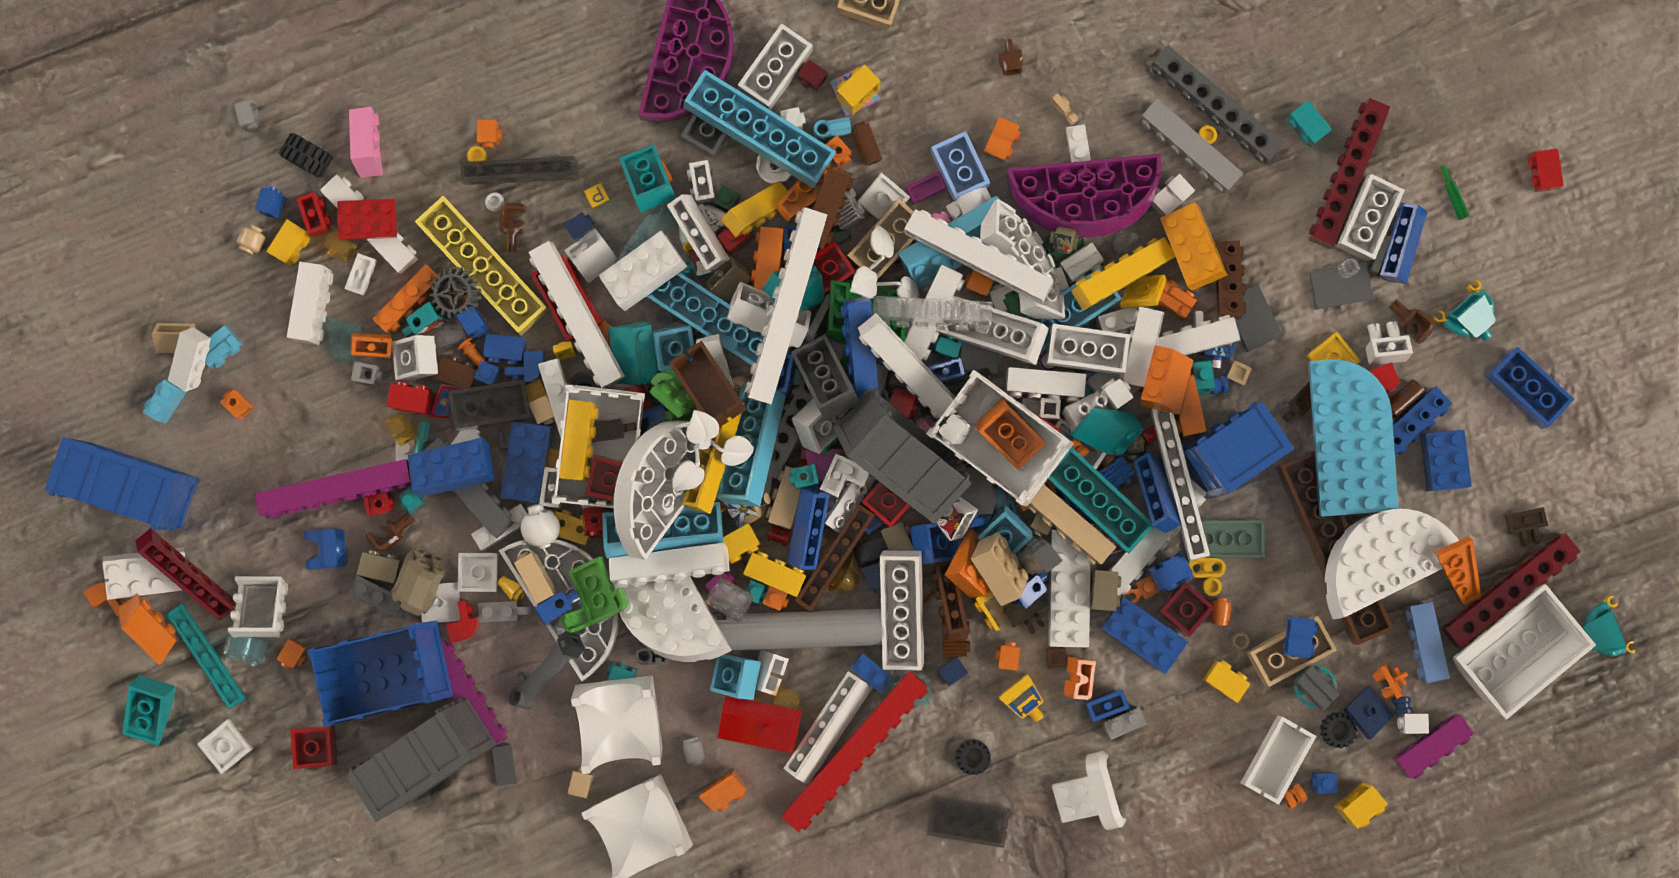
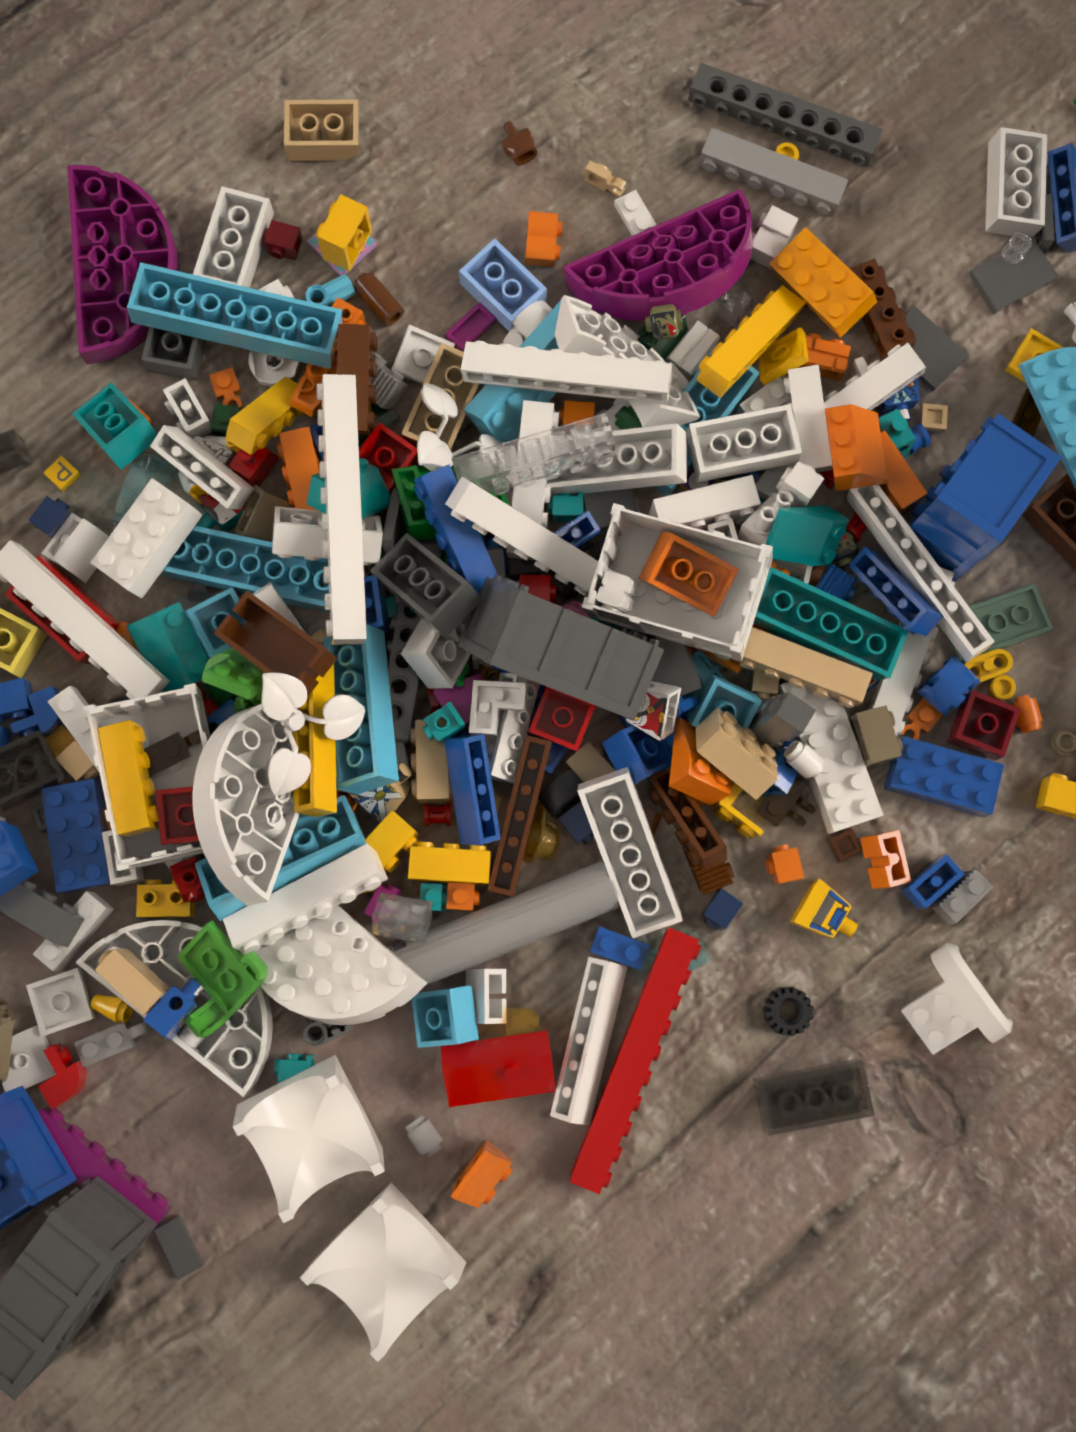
camera: 25 degrees left, 5 degrees down
(525, 696) = (209, 1056): dark grey piece -> none
(540, 526) = (119, 911): white brick -> none
(564, 350) = (82, 677): yellow plate -> none
(580, 783) = (289, 1236): tan brick -> none
(734, 170) = (226, 386): none -> orange plate
(1046, 589) = (804, 759): none -> white brick
(1308, 124) = (901, 101): teal brick -> none
(1377, 112) = (976, 62): dark red brick -> none

